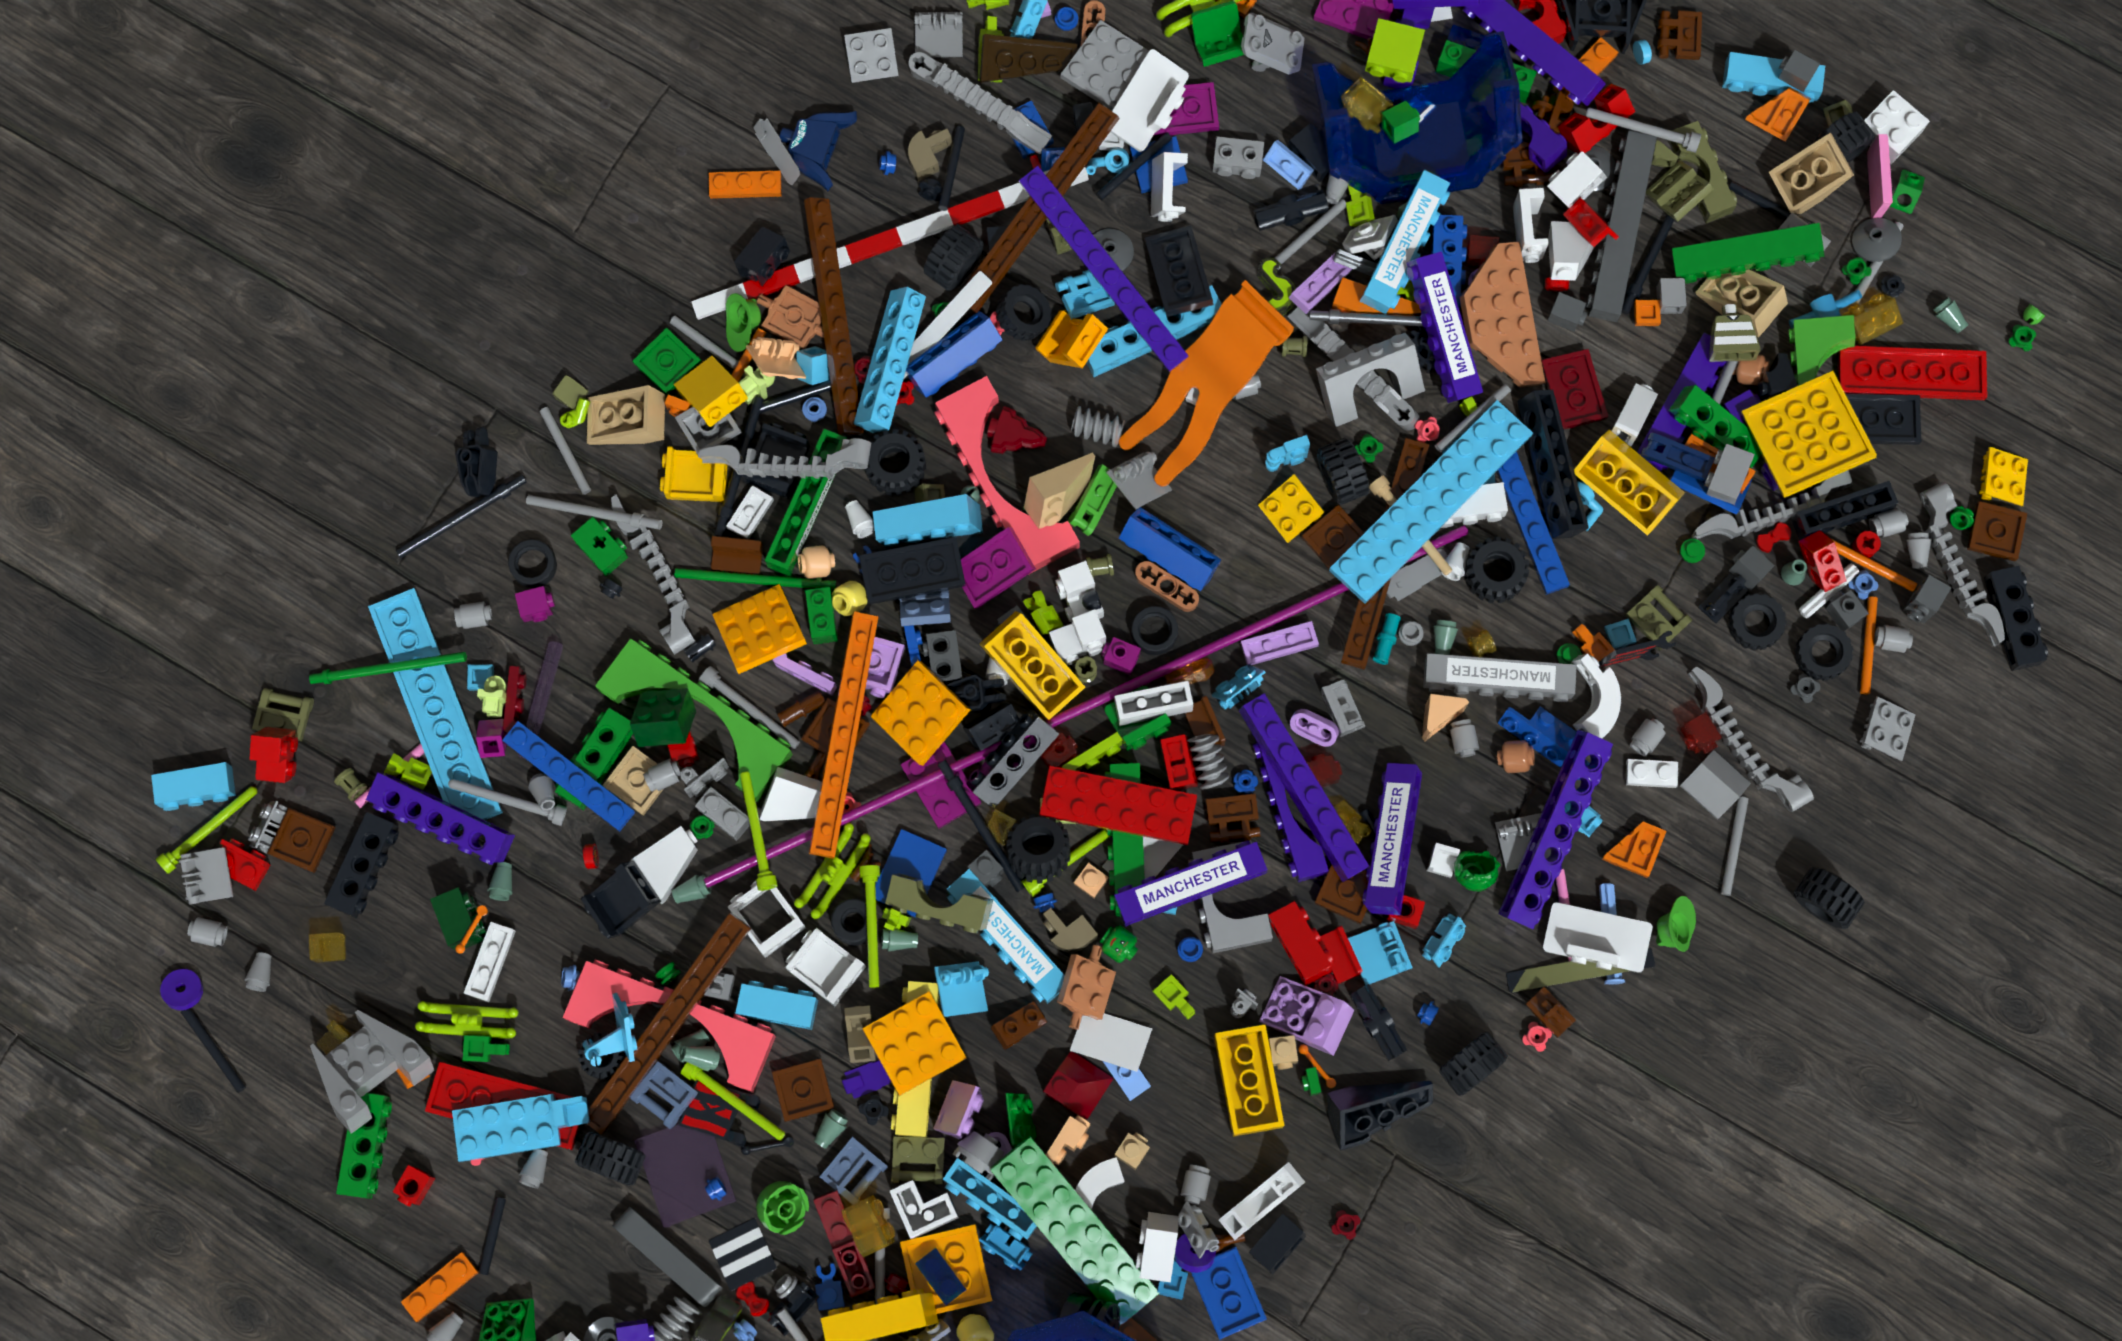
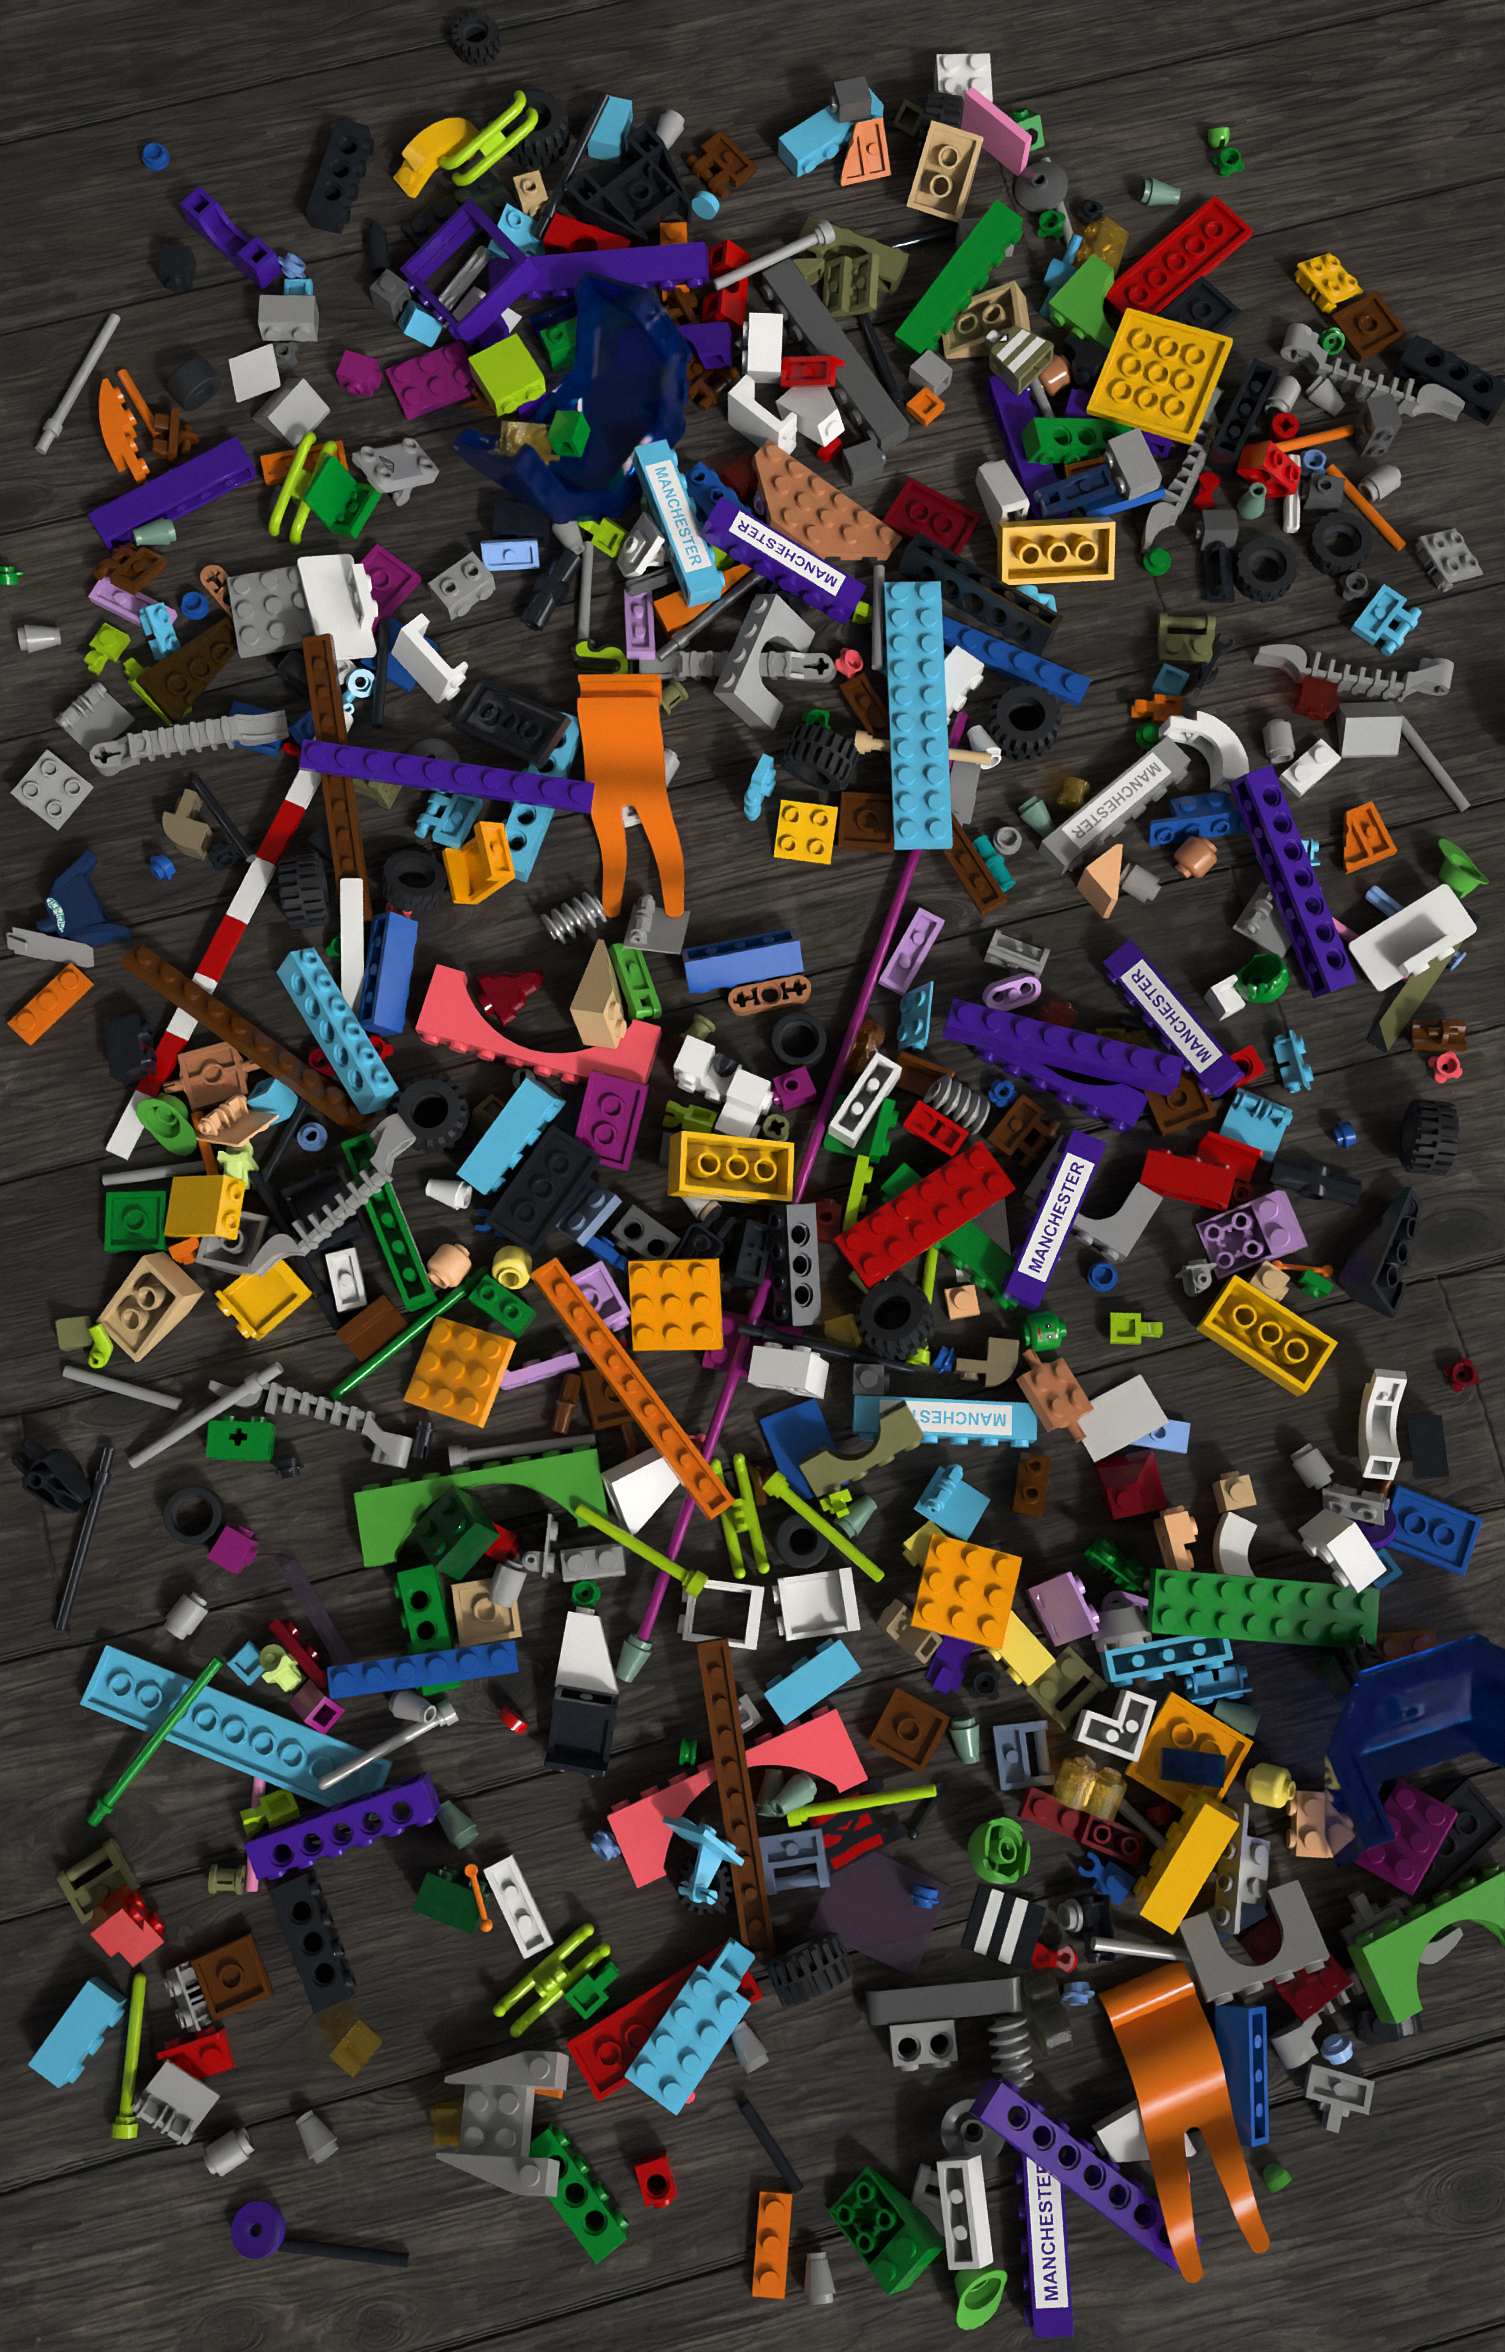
camera: 50 degrees left, 0 degrees up
(635, 1261) = (922, 2033): none -> light grey brick
(946, 817) = (789, 1370): none -> white brick
(999, 1279) = (1238, 1716): none -> sand green cone
(1800, 721) = (1378, 615): none -> medium azure plate

